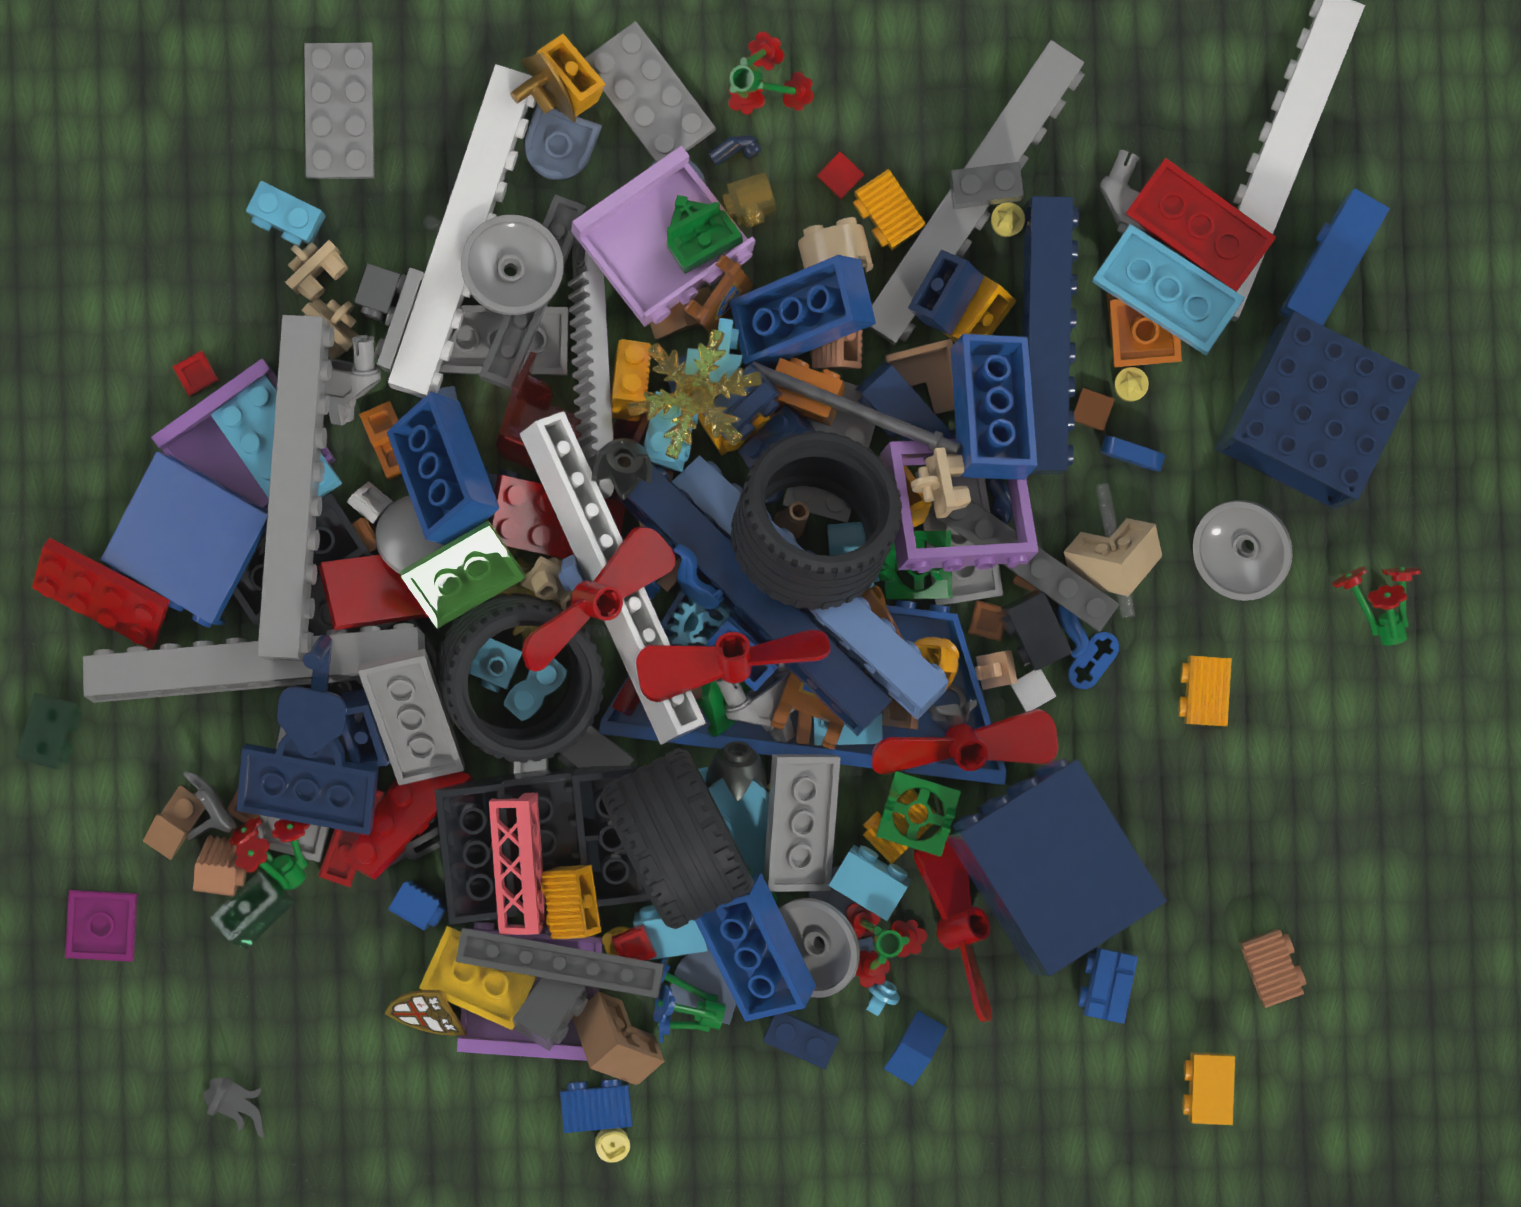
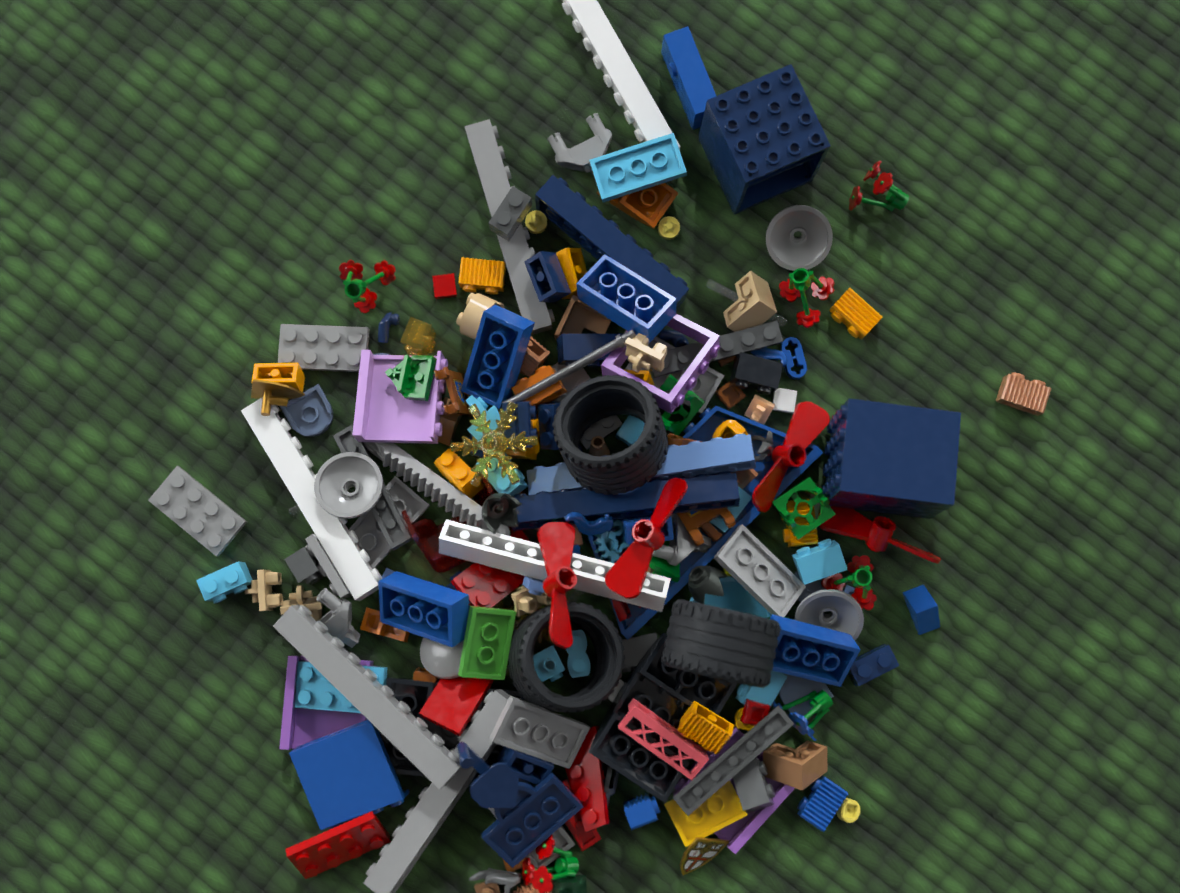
camera: 50 degrees left, 5 degrees down
(195, 373) = (267, 697): red tile -> none
(369, 502) = (409, 661): white tile -> none
(882, 994) = (881, 605): medium azure plate -> none
(1093, 409) = (666, 255): dark orange tile -> none
(1108, 984) = (971, 485): blue brick -> none
(1132, 453) = (704, 254): blue beam -> none
(1186, 594) = (795, 287): none -> red plant
(1200, 225) = (618, 126): red plate -> none
(1210, 1088) = (1063, 475): light orange brick -> none

